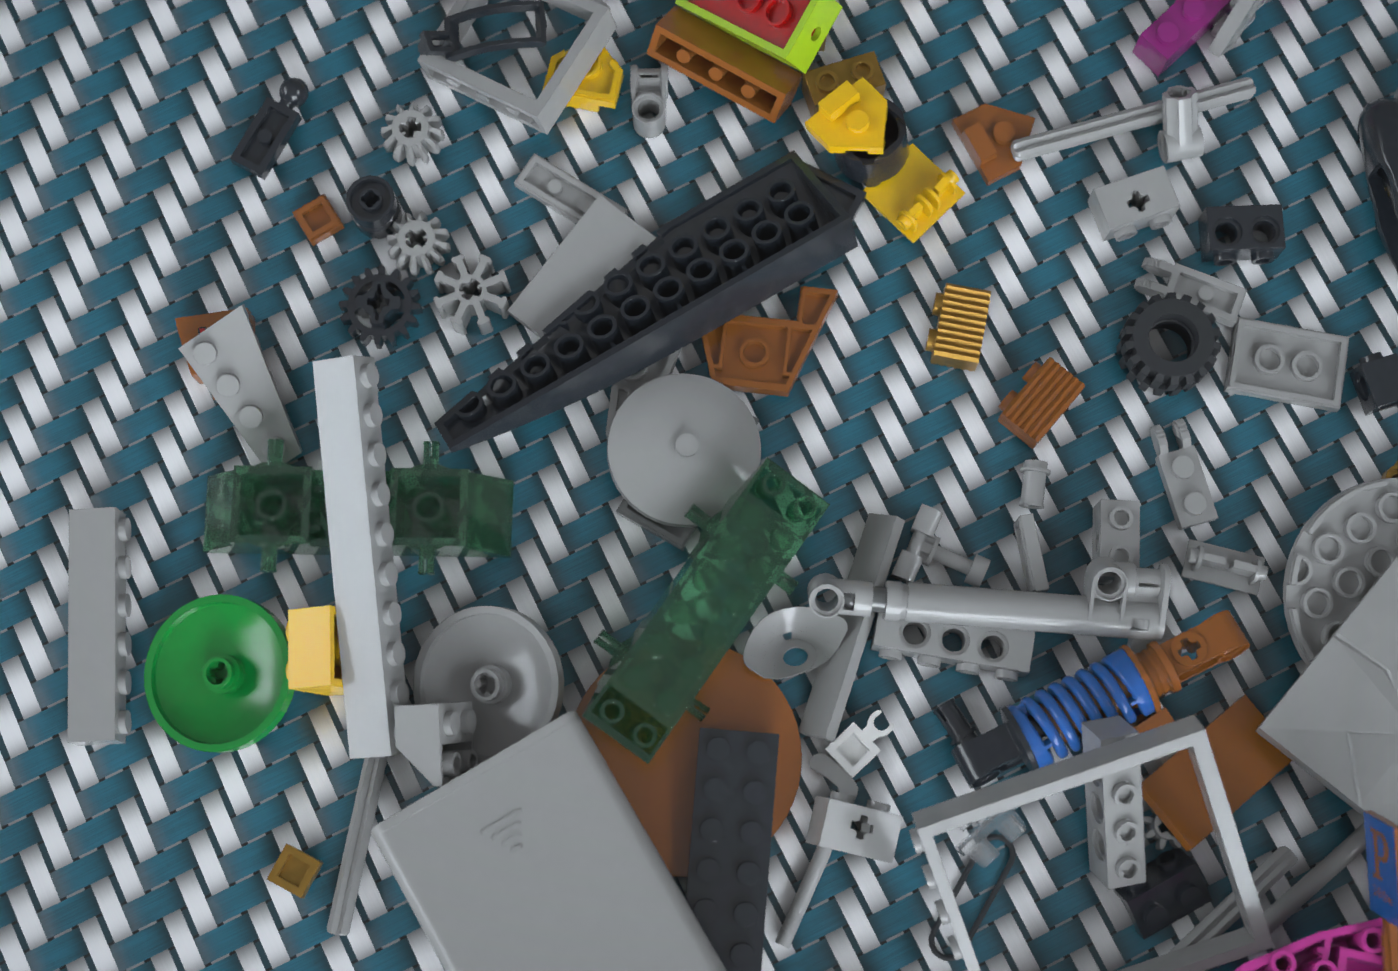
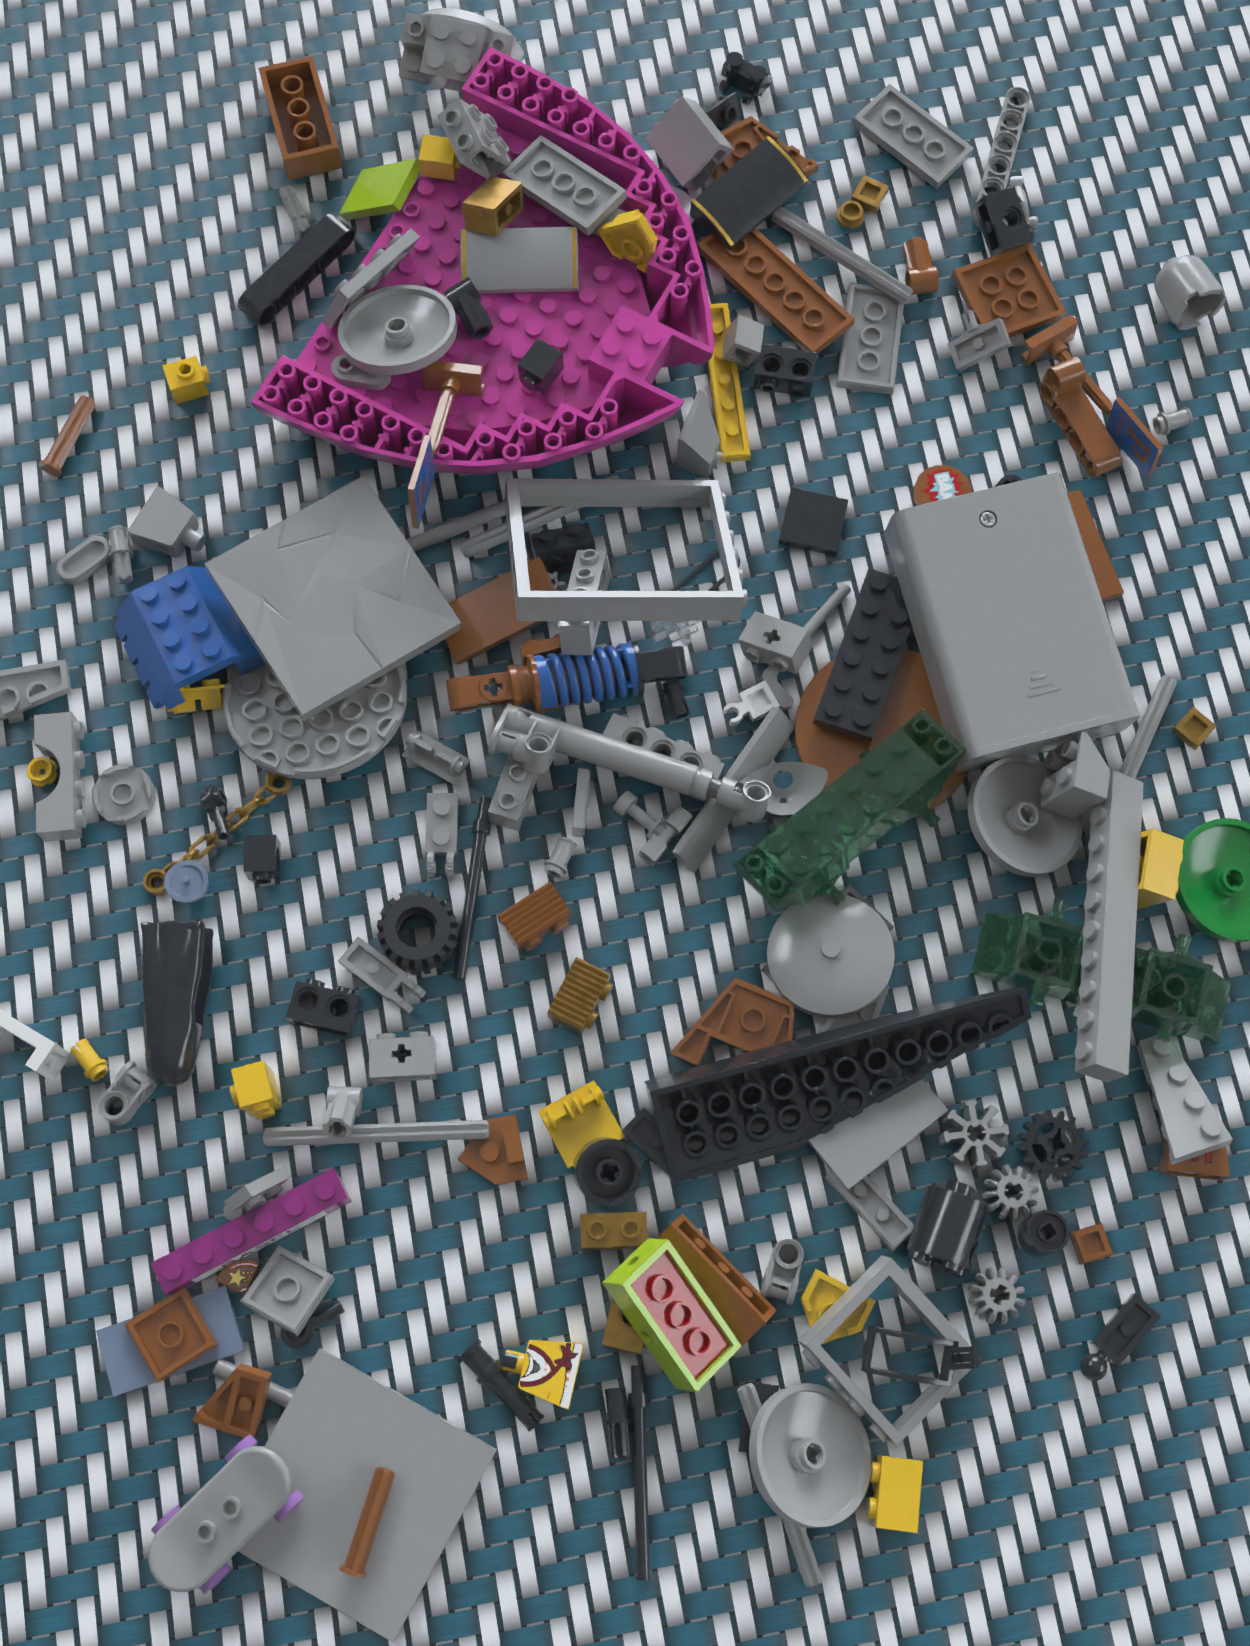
camera: 170 degrees left, 5 degrees down
(481, 179) = (948, 1227): none -> black cylinder
(851, 119) = (621, 1180): yellow plate -> none
(1137, 490) = (481, 829): none -> black bar
(1281, 118) = (255, 1090): none -> yellow brick
(1286, 364) = (327, 897): light grey tile -> none

